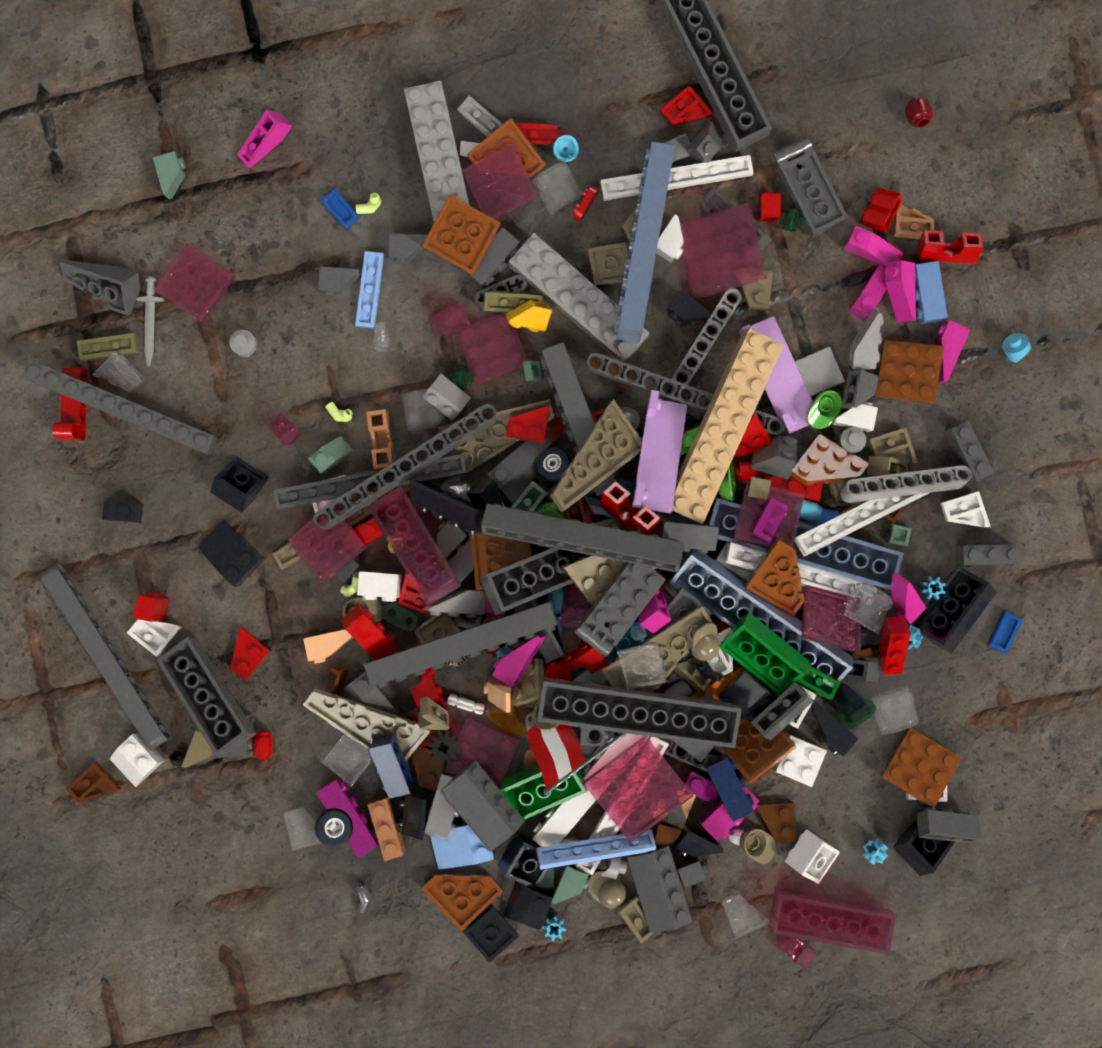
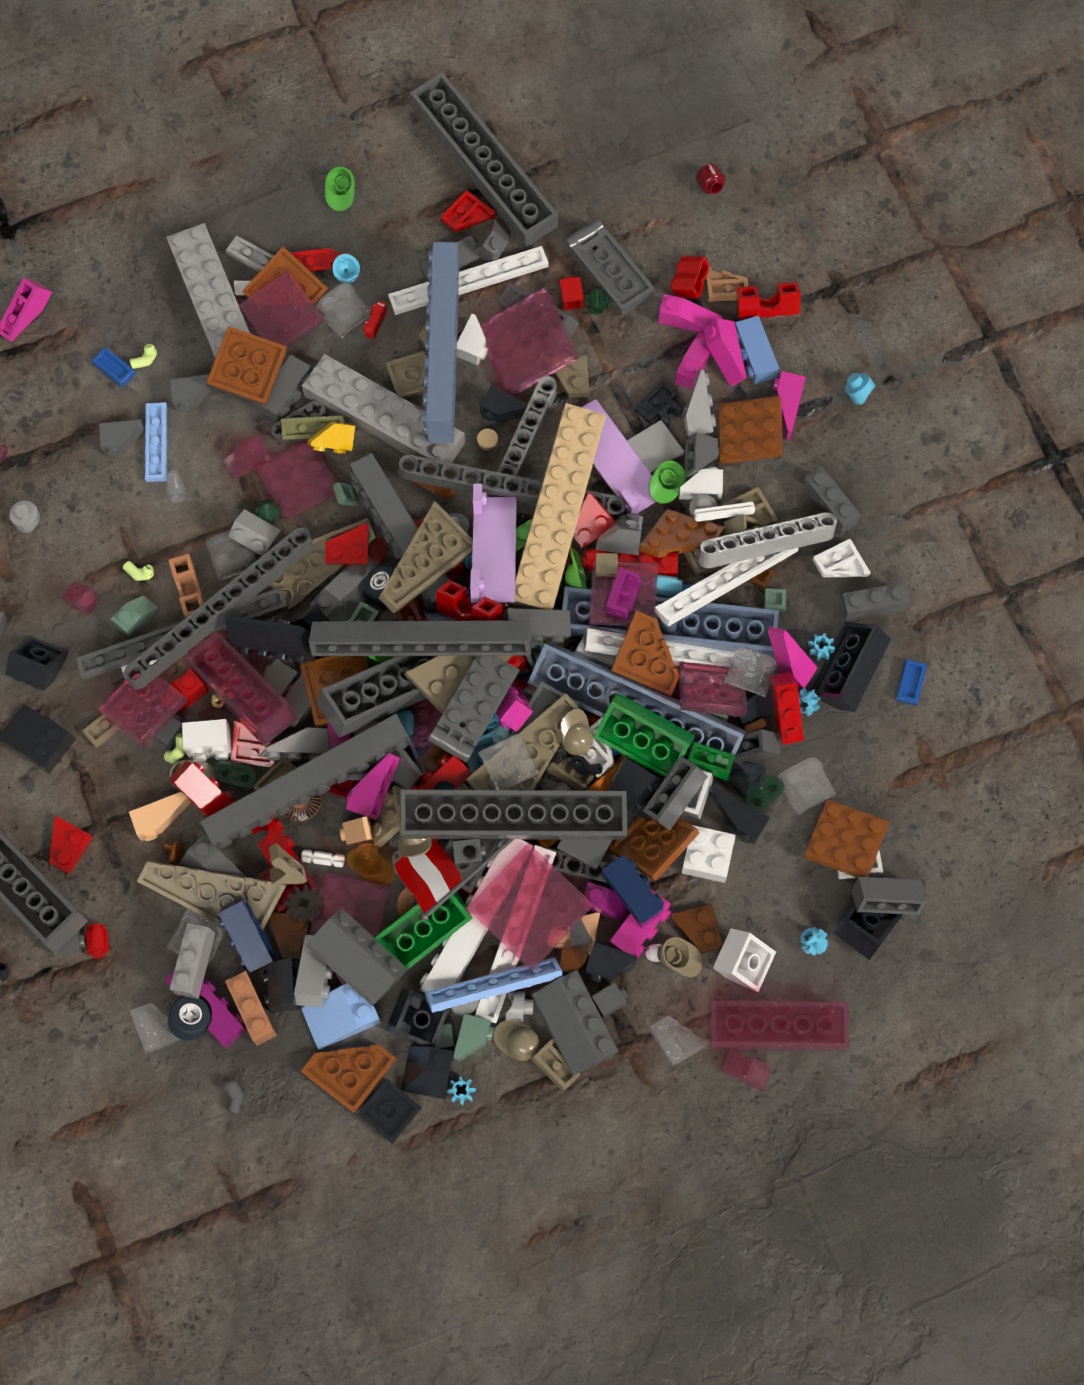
camera: 10 degrees left, 15 degrees down
(197, 750) = (26, 955): dark tan slope -> none
(341, 785) = (192, 961): none -> light grey brick
(571, 64) = (339, 188): none -> bright green cap
(669, 338) = (487, 439): none -> tan tile
(830, 331) = (659, 404): none -> black plate
(871, 448) = (724, 511): none -> white axle

